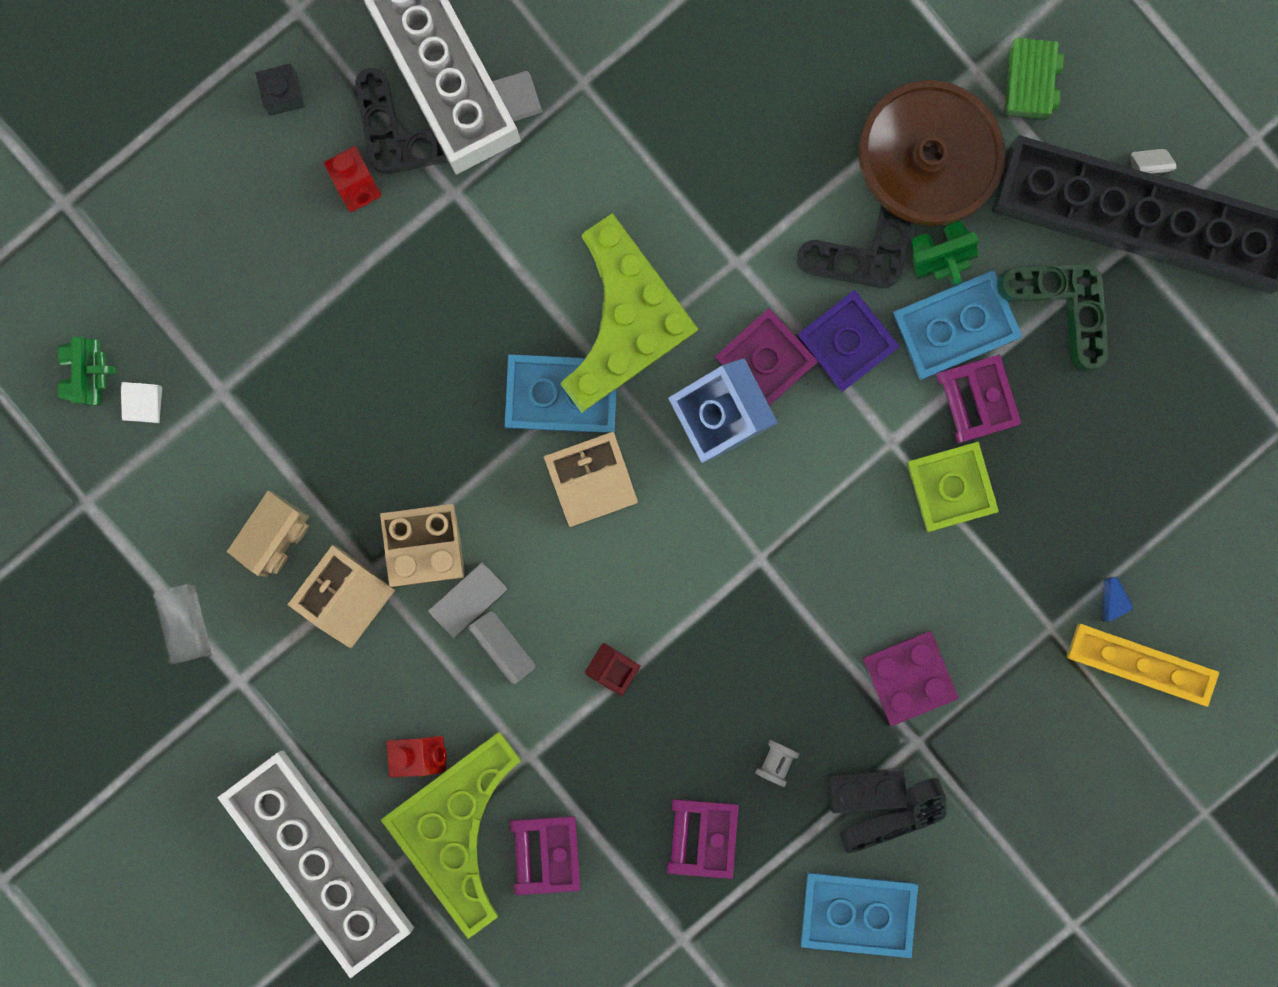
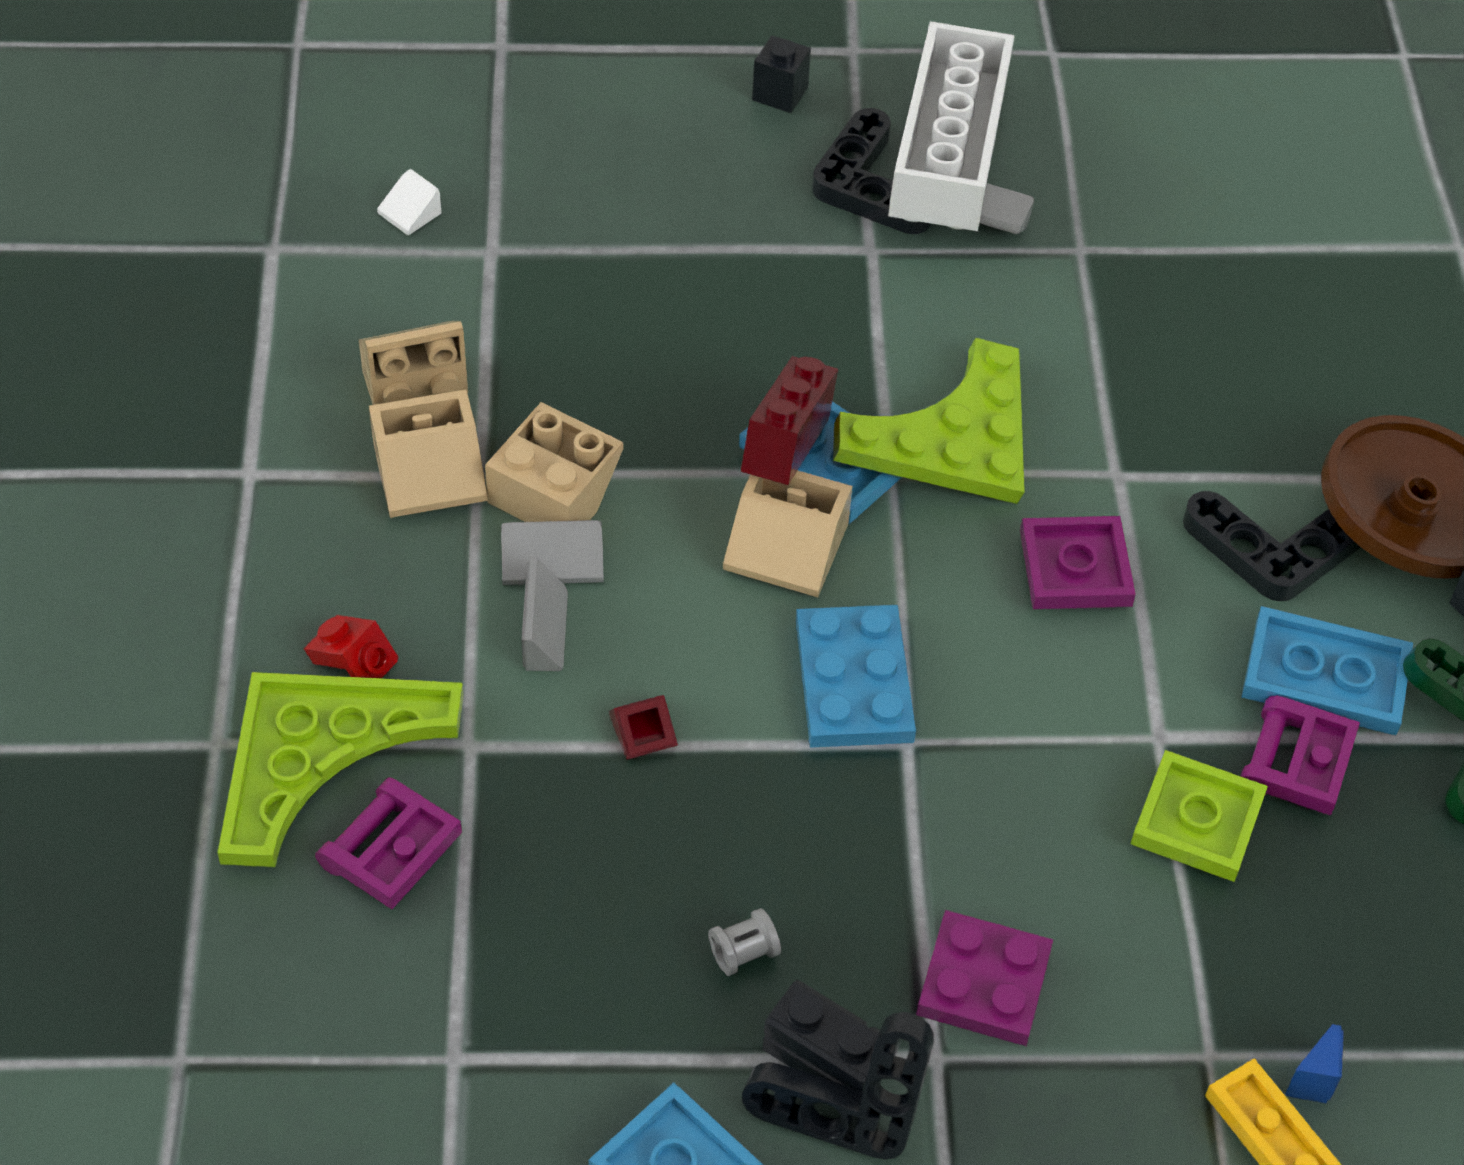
camera: 40 degrees right, 35 degrees down
(87, 371) = (385, 149): green hips -> none
(182, 623) = (250, 376): clear brick -> none
(316, 863) = (141, 662): white brick -> none
(352, 179) = (782, 176): red bracket -> none
(543, 417) = (789, 420): none -> dark red brick
(699, 540) = (854, 676): none -> dark azure plate
(715, 839) = (592, 971): magenta plate -> none
(722, 410) = (989, 553): medium blue brick -> none
(848, 341) = (1186, 605): dark purple plate -> none
(946, 258) = (1365, 597): green hips -> none

